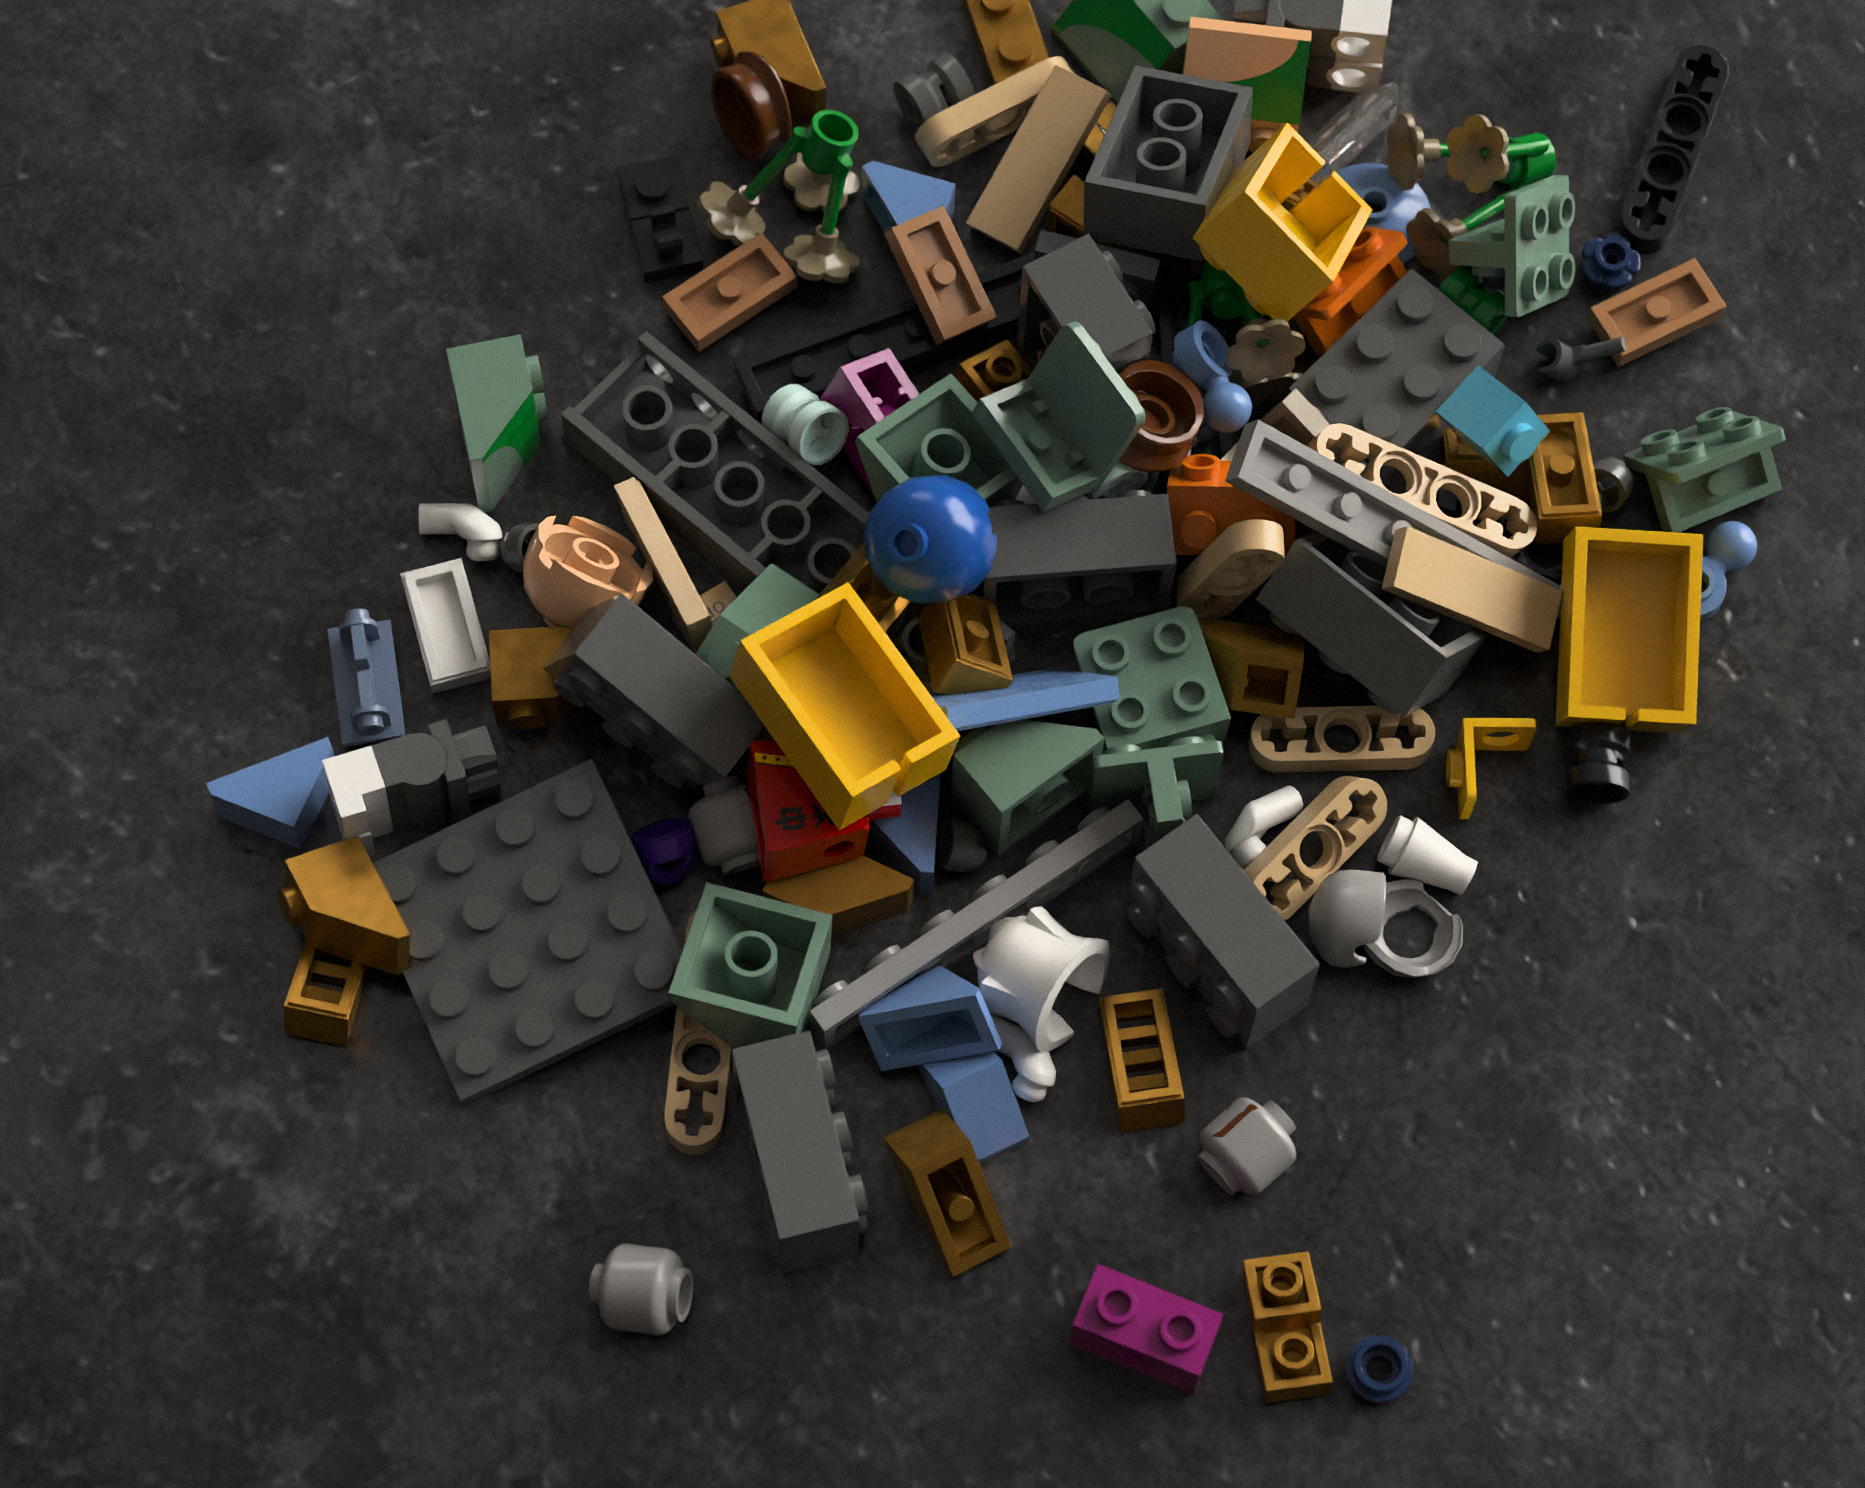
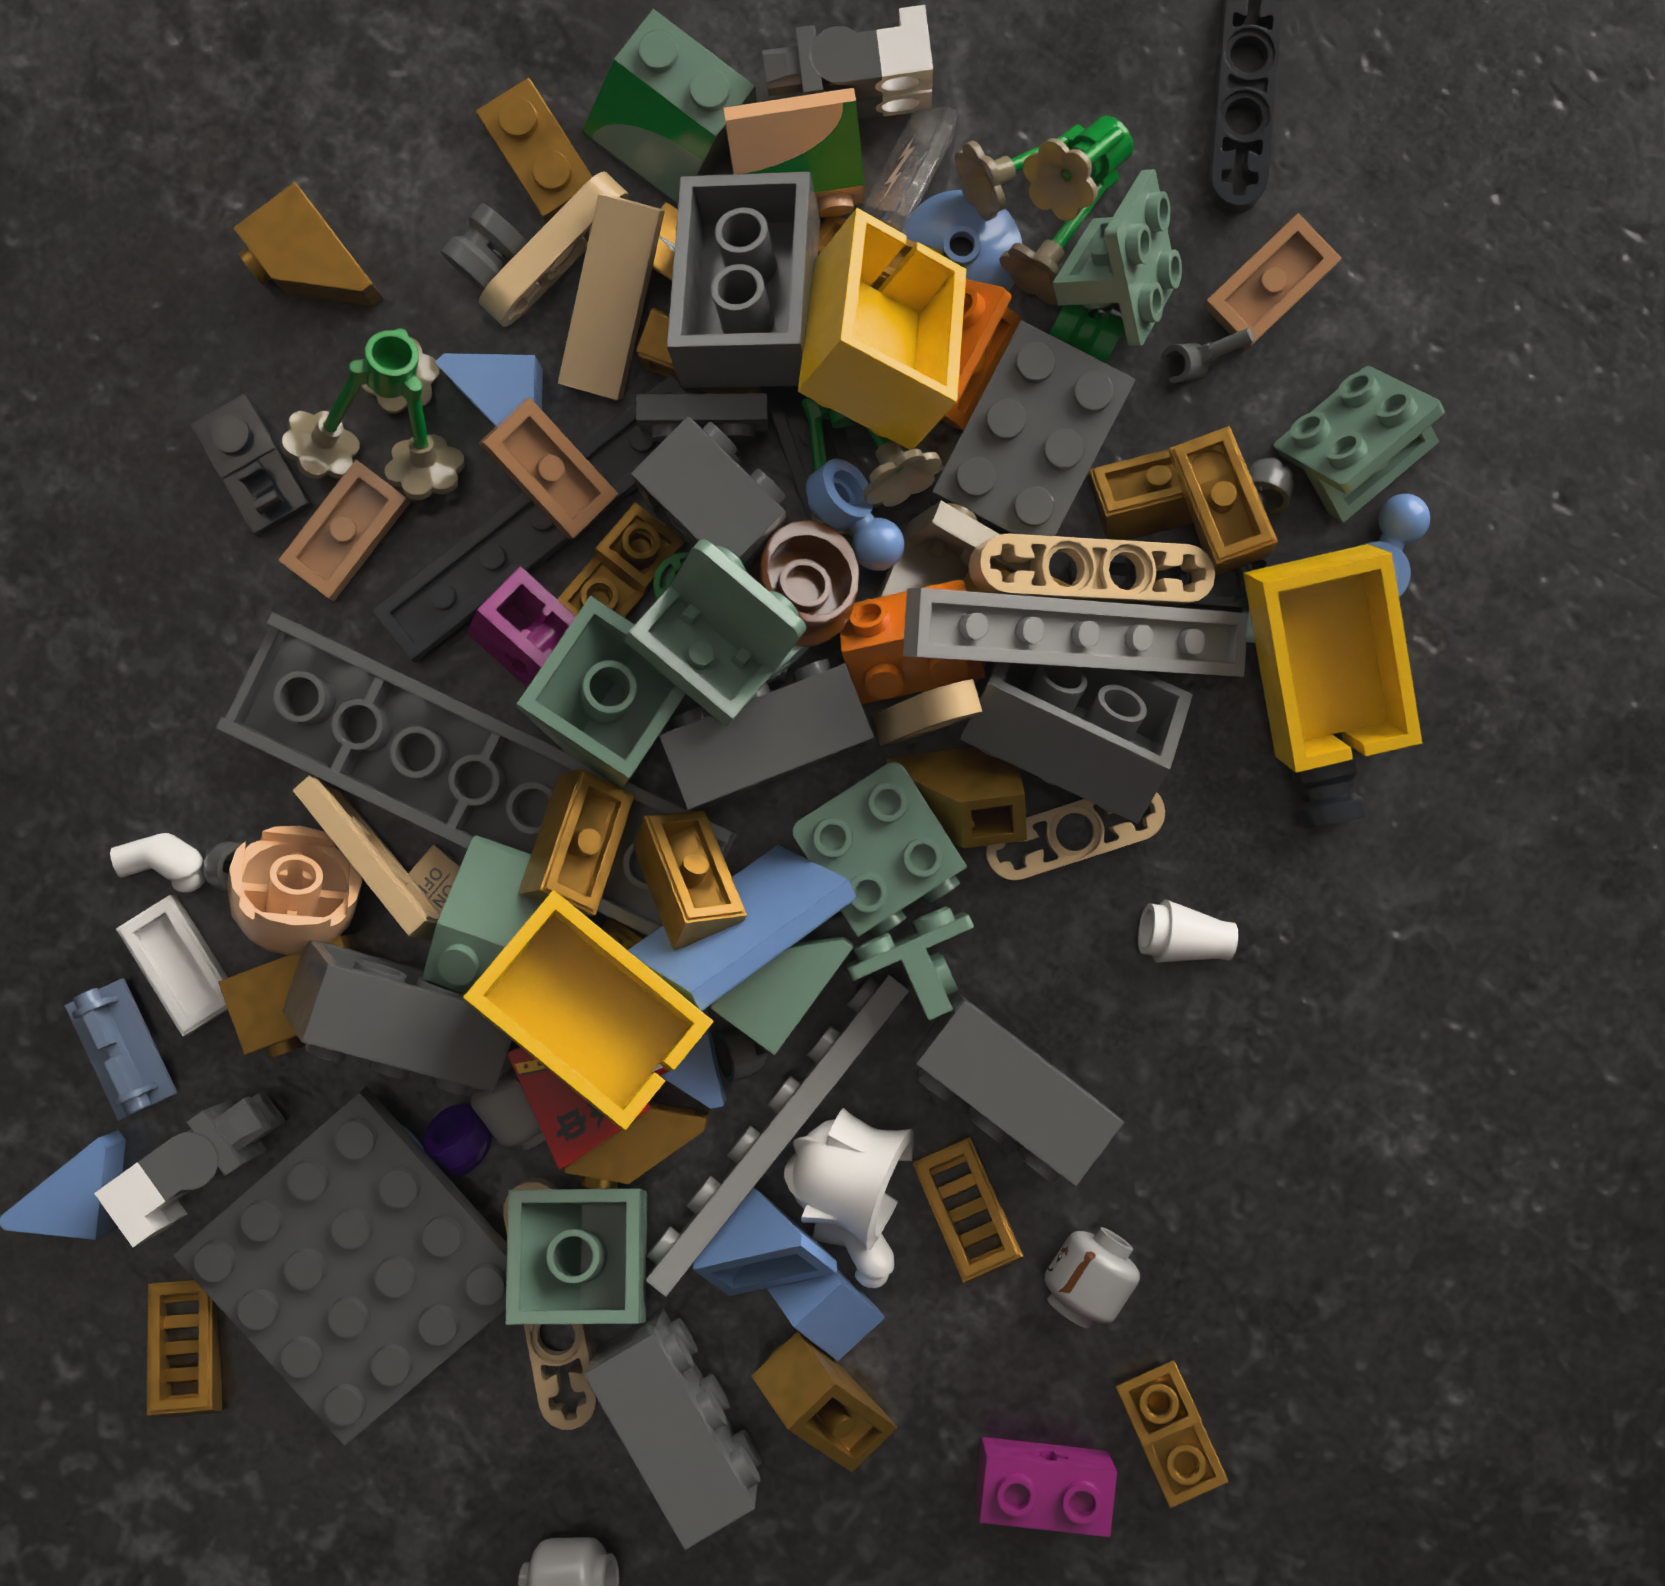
camera: 15 degrees left, 20 degrees up
(345, 906) = (166, 1300): pearl gold slope -> none
(498, 411) = (149, 751): sand green slope -> none
(751, 104) = (301, 322): reddish brown piece -> none
(806, 424) = (465, 667): light aqua wheel -> none
(930, 539) = (621, 798): blue cylinder -> none
(1256, 818) = (1016, 941): white arm -> none
(1338, 841) = (1040, 992): tan beam -> none
(1347, 914) = (1130, 1026): light grey hair -> none
(1384, 1350) = (1277, 1465): dark blue plate -> none
(1447, 937) = (1217, 1033): light grey piece -> none
(1471, 589) = (1168, 664): tan tile -> none
(1472, 737) = (1197, 829): yellow bracket -> none
(1493, 421) = (1145, 470): medium azure brick -> none
(1608, 276) = (1209, 253): dark blue plate -> none

